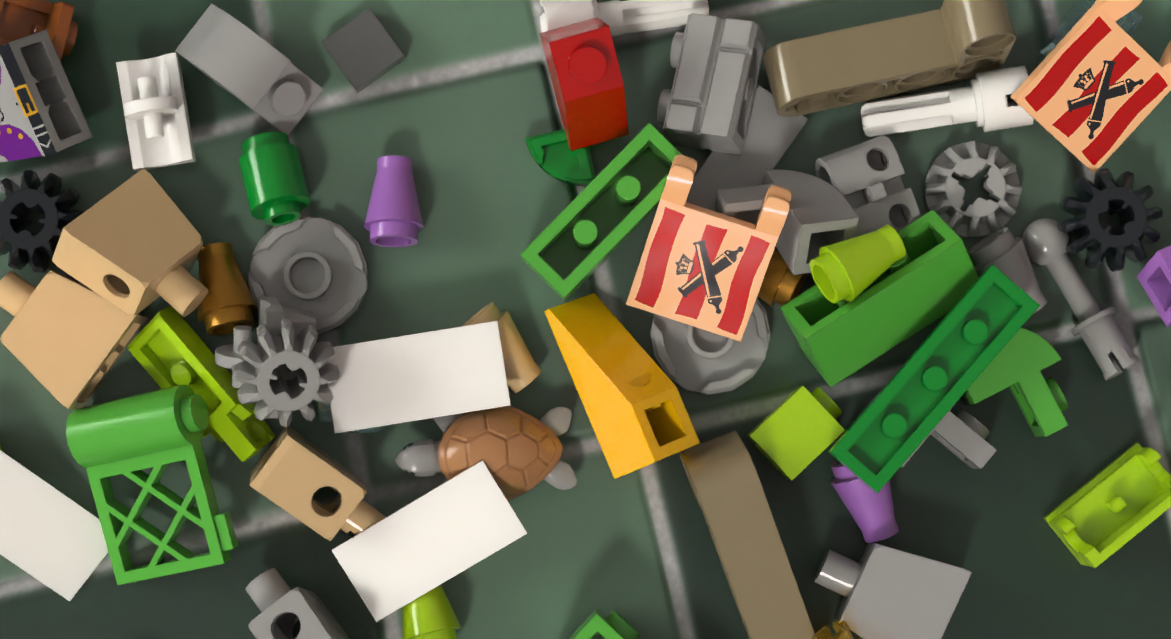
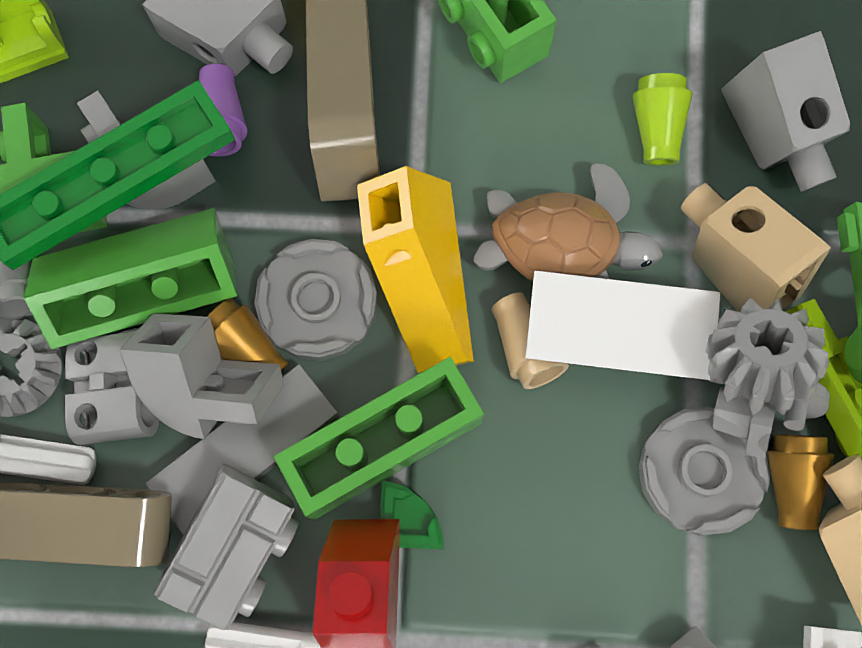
camera: 165 degrees left, 10 degrees down
(273, 178) = (723, 582): green brick -> none
(394, 204) = (598, 519): medium lavender cone -> none
(429, 541) = (646, 167): white sticker -> none
(703, 262) = (294, 357): flag -> none
(797, 430) = (261, 180): lime brick -> none
(853, 264) = (142, 304): lime cone -> none

